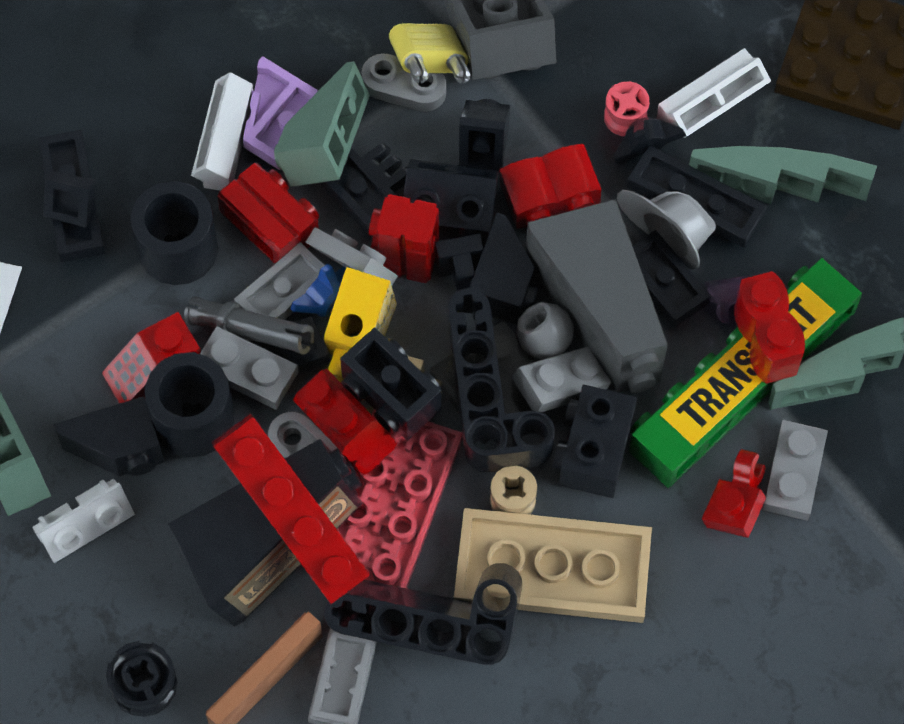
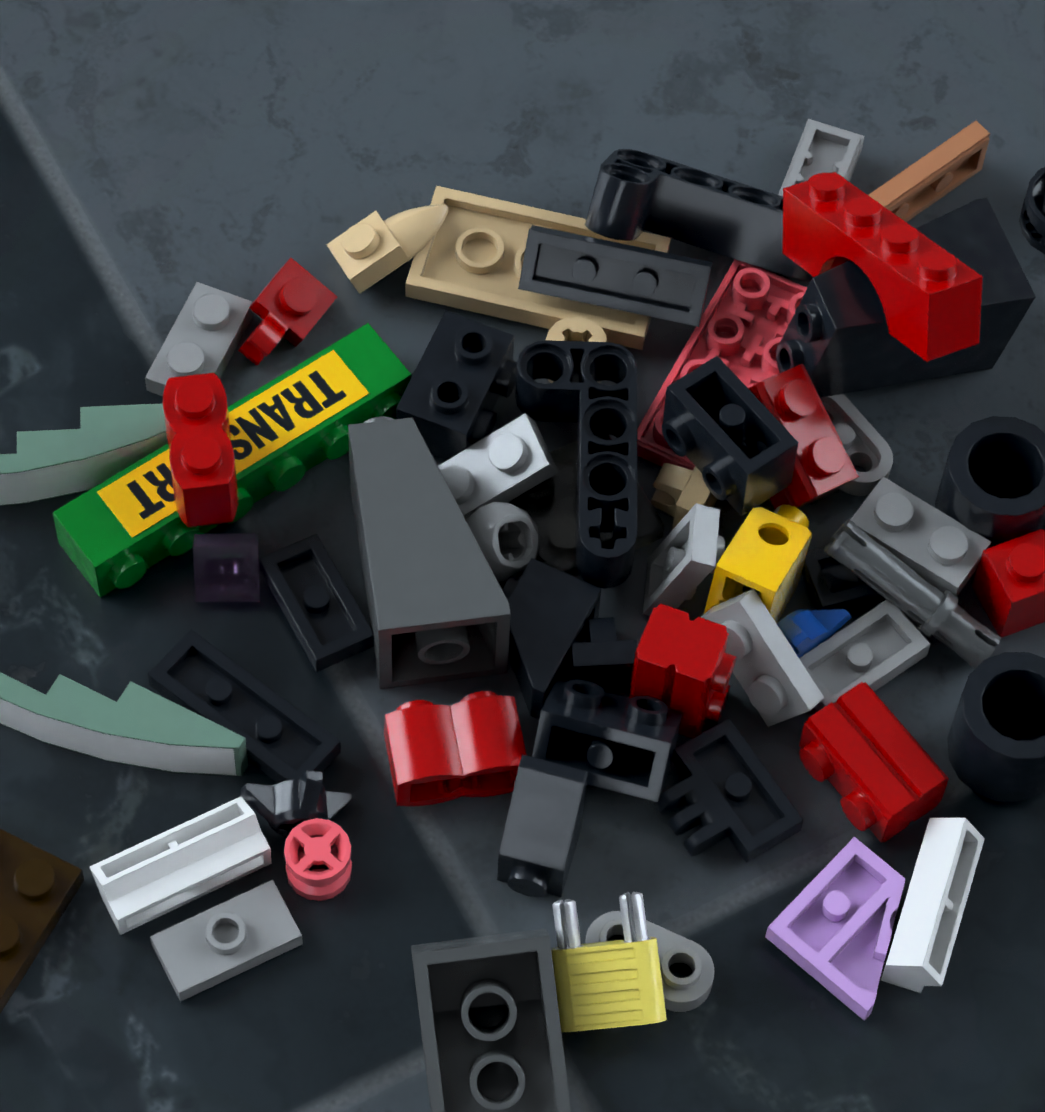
camera: 175 degrees left, 5 degrees down
(323, 130) = (787, 851): sand green slope -> none
(413, 316) = (683, 559): none -> light grey plate
(492, 535) = (615, 275): none -> black plate
(673, 59) = (226, 940): none -> light grey plate
(674, 563) = (381, 246): none -> tan plate
(675, 217) = (293, 655): light grey piece -> none

